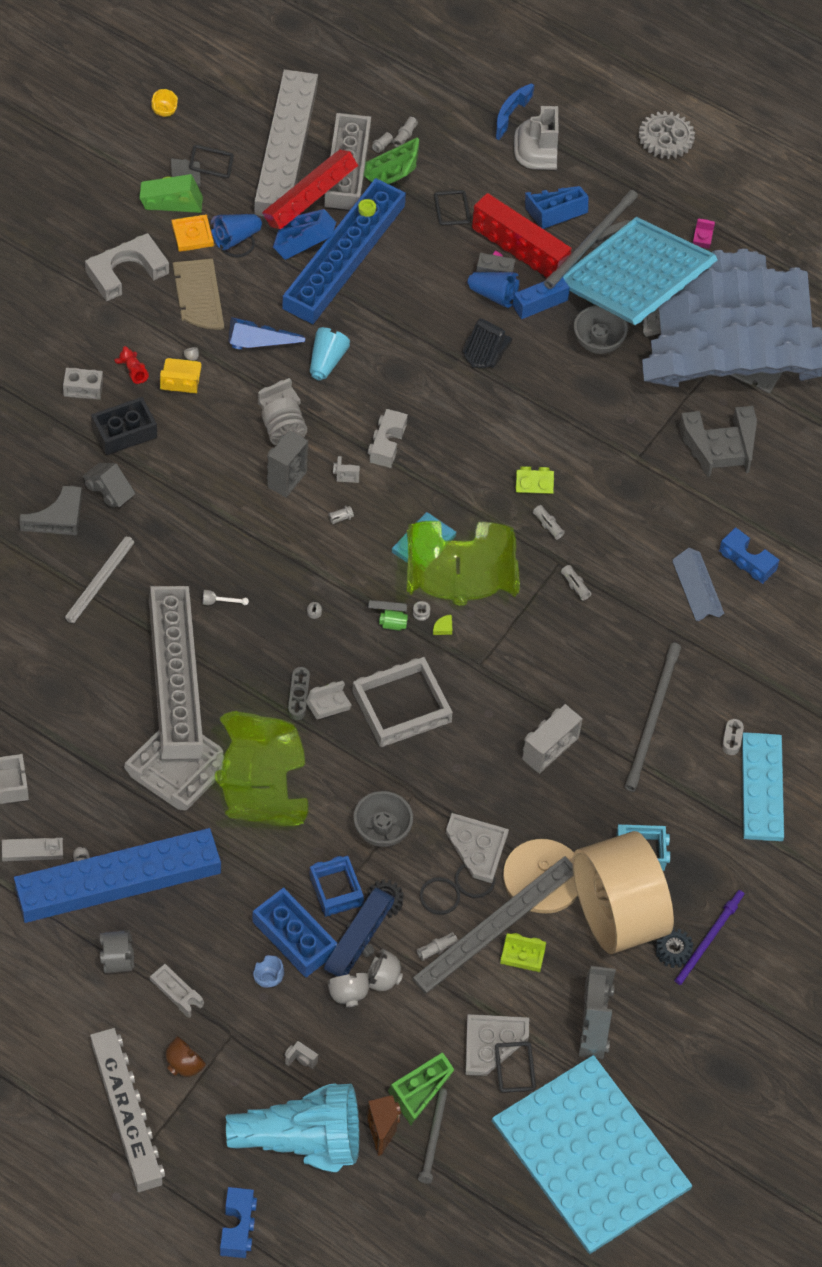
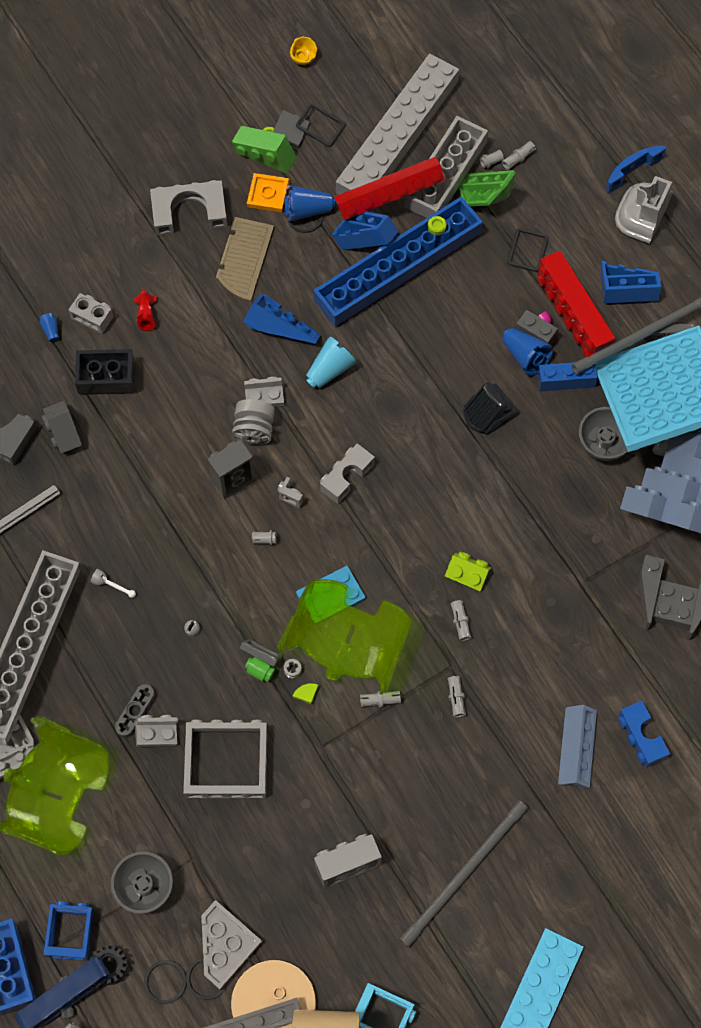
camera: 30 degrees right, 10 degrees up
(50, 407) = (49, 325): none -> blue cone
(180, 375) = (184, 336): yellow bracket -> none
(191, 353) = (205, 317): light grey hinge -> none
(510, 607) = (378, 699): none -> light grey pin
(737, 737) = (537, 931): light grey beam -> none

